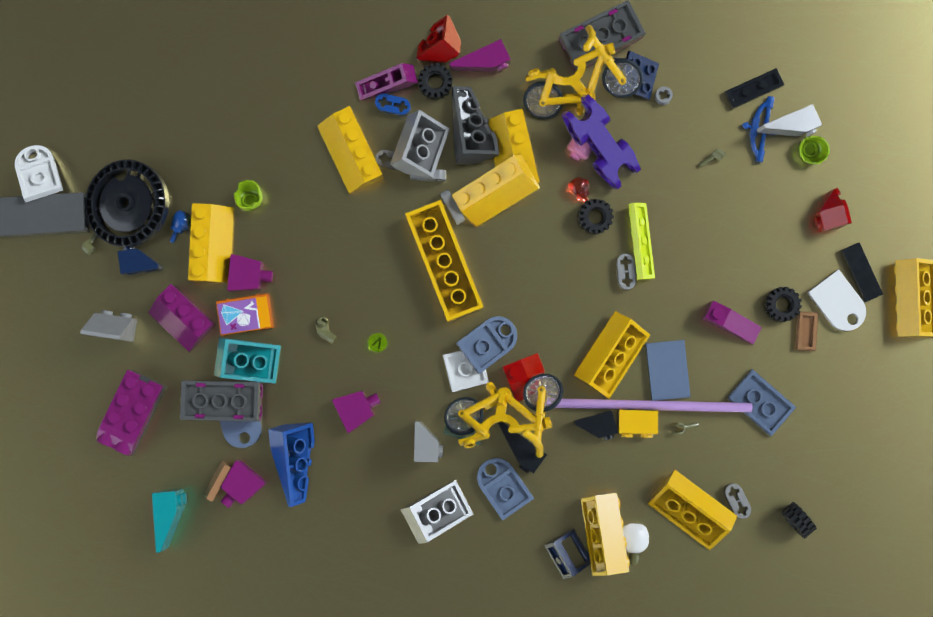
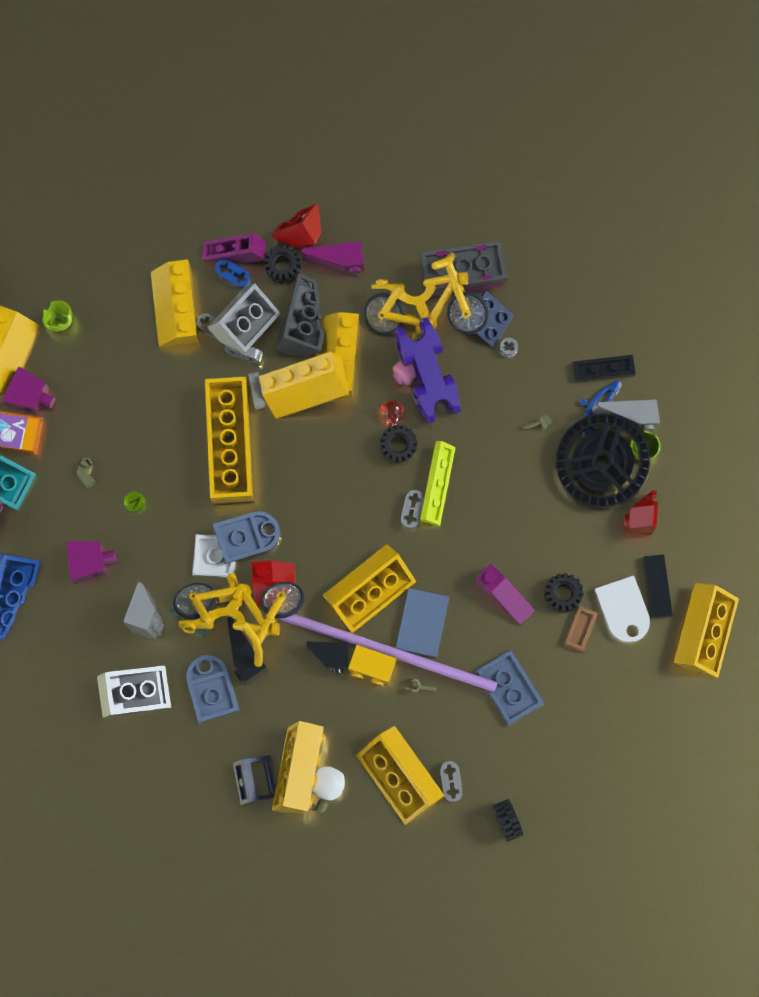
camera: 20 degrees right, 10 degrees down
(798, 175) = (603, 444): none -> black piece

